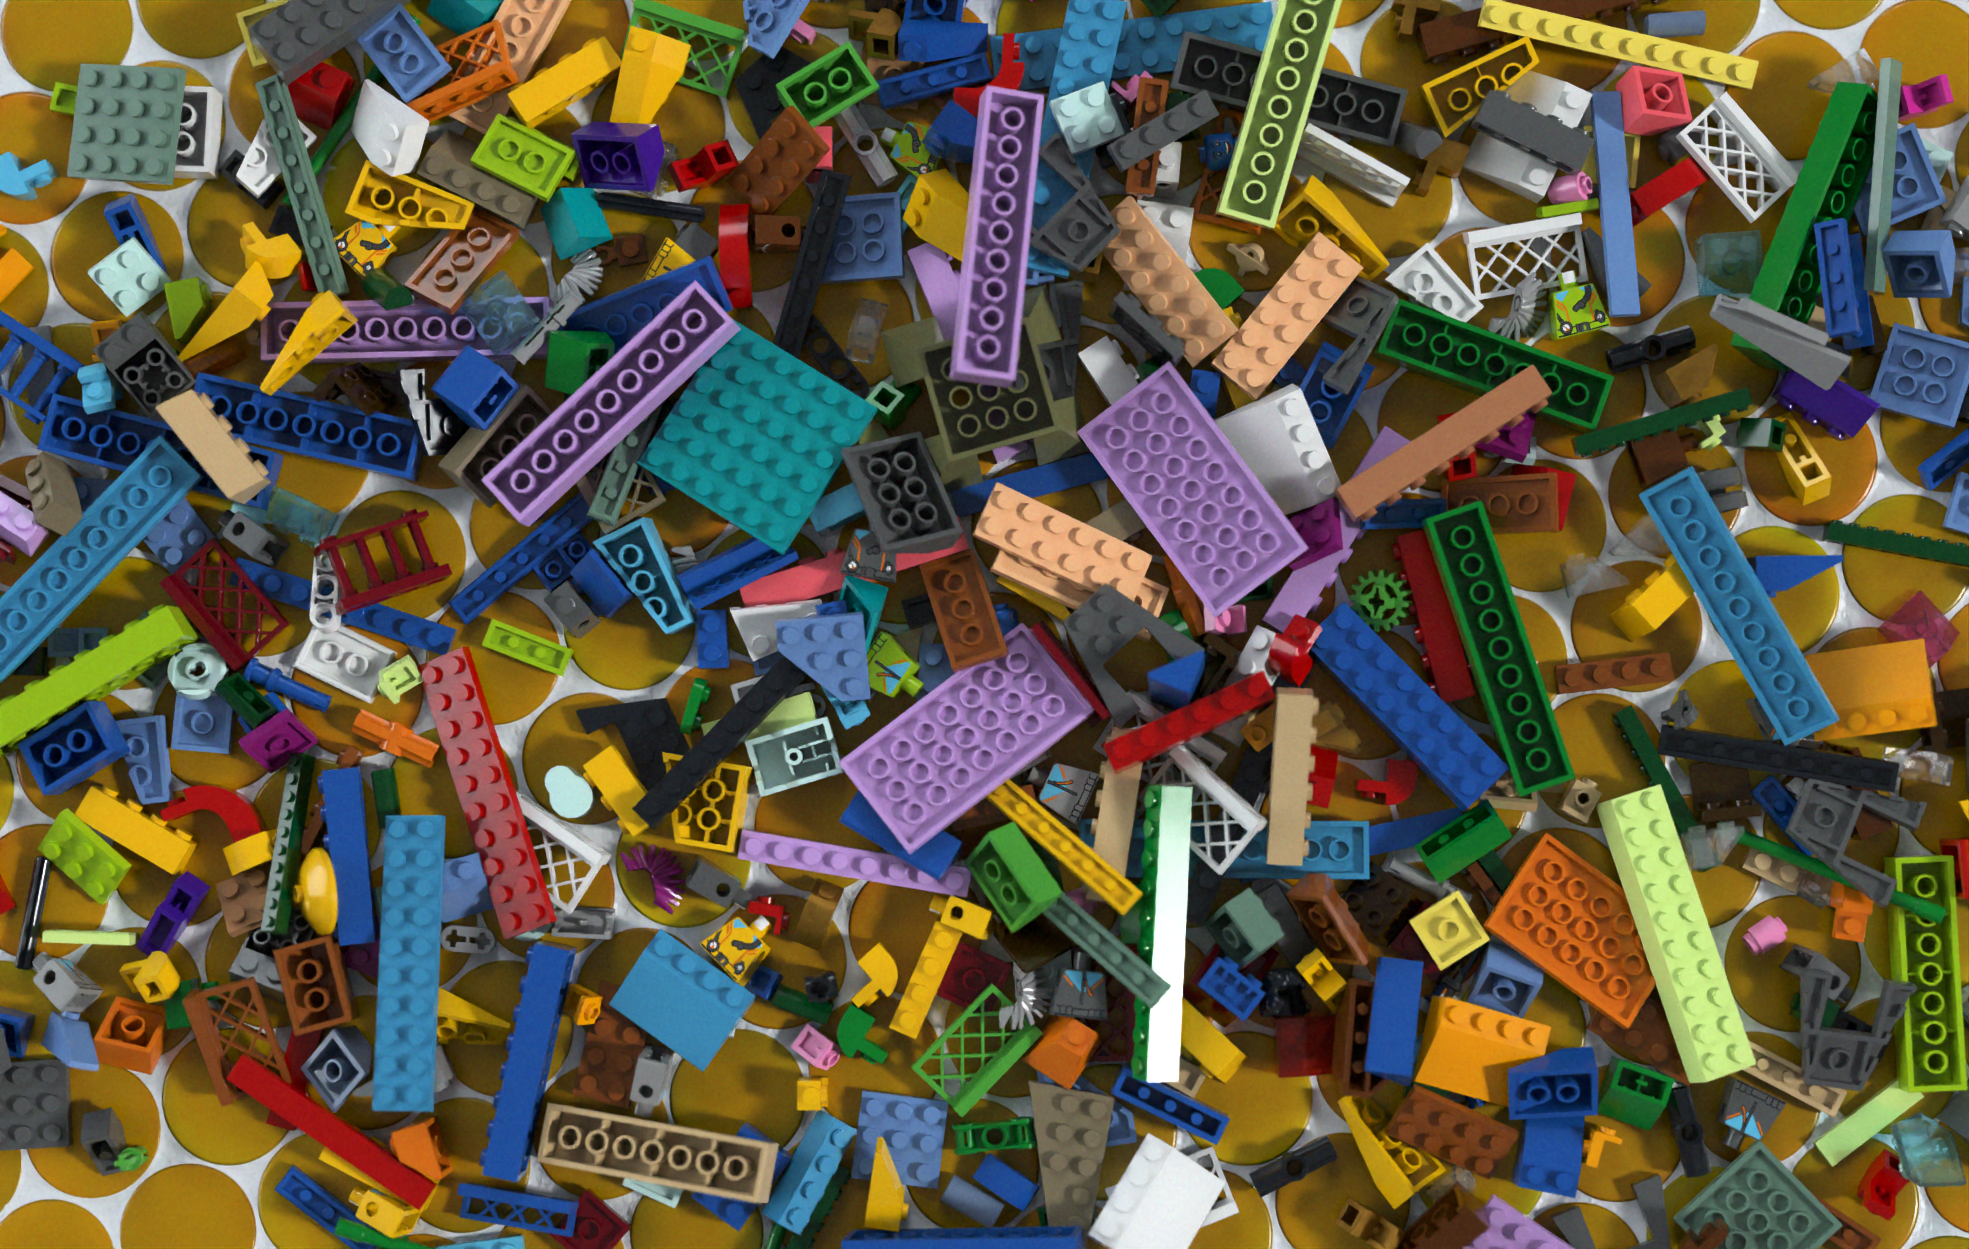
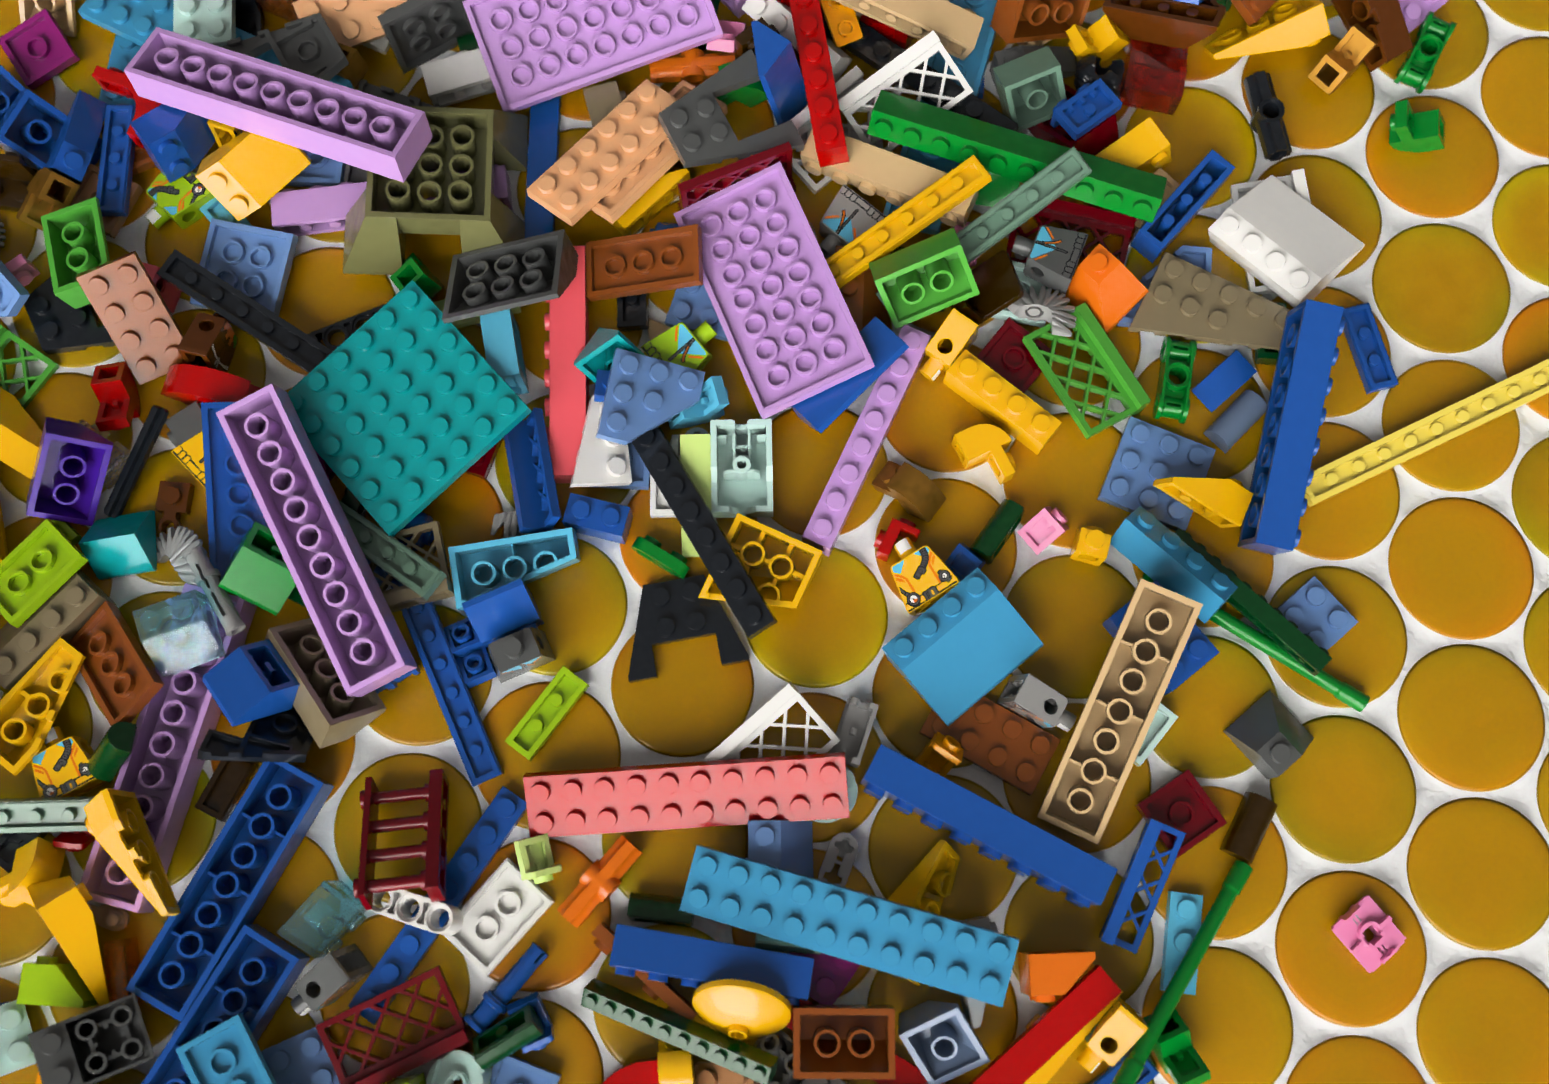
camera: 75 degrees left, 10 degrees down
(214, 445) = (208, 987): tan slope -> none
(278, 738) = (560, 1012): magenta plate -> none
(359, 385) = (195, 828): dark brown bracket -> none
(569, 792) = (712, 708): light aqua piece -> none
(619, 788) = (724, 652): yellow brick -> none
(659, 873) = (823, 641): magenta hair -> none
(705, 878) = (849, 582): dark grey torso -> none
(821, 986) = (985, 496): black piece -> none
(852, 1035) = (1037, 488): green brick -> none
(865, 331) = (339, 289): clear slope -> none
(866, 558) = (559, 330): dark grey torso -> none
(874, 160) = (172, 237): white piece -> none

